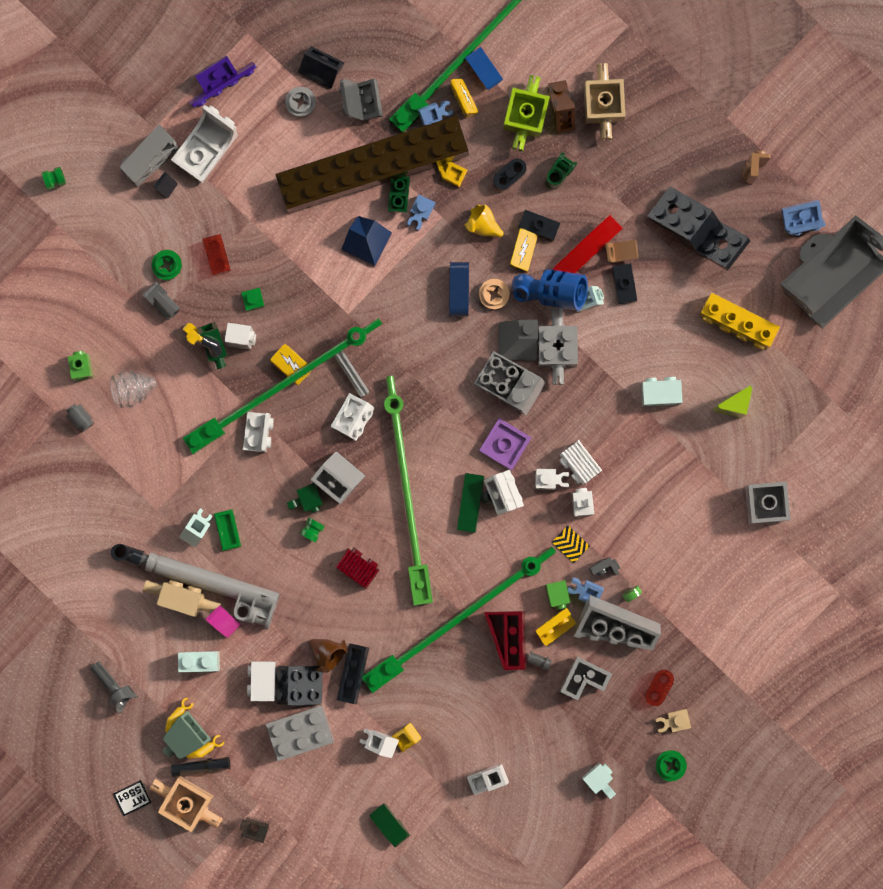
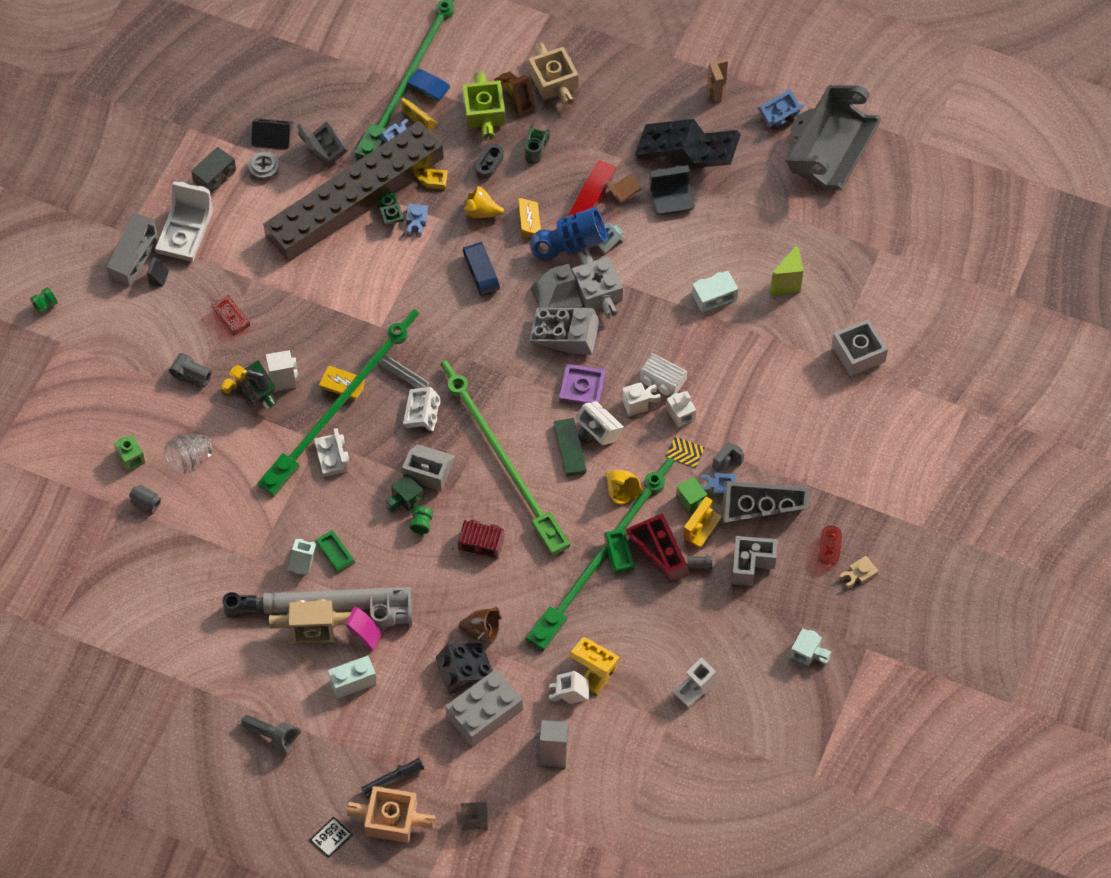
camera: 15 degrees left, 25 degrees down
(158, 262) = (184, 332): green gear -> none
(186, 736) = (367, 750): sand green torso -> none
(218, 77) = (175, 167): dark purple bracket -> none
(252, 92) = (214, 169): none -> pearl dark grey brick
(253, 299) = (281, 341): green plate -> none
(262, 681) = (426, 674): white brick -> none
(346, 790) = (552, 743): none -> light grey wedge
(353, 673) = (516, 636): black plate -> none
(366, 240) = (373, 257): dark blue slope -> none
(389, 825) = (613, 764): dark green slope -> none
(411, 723) = (595, 657): none -> yellow bracket
(473, 623) = (618, 550): none -> green tile
(491, 285) = (509, 259): light nougat gear -> none
(500, 561) = (623, 486): none -> yellow hat
(539, 225) = (536, 192): black plate -> none
(624, 283) = (638, 215): black plate -> none
(632, 593) = (765, 471): bright green tile -> none
(664, 271) = (671, 190): none -> black bracket
(669, 756) = (883, 610): green gear -> none
(739, 321) = (761, 209): yellow brick -> none

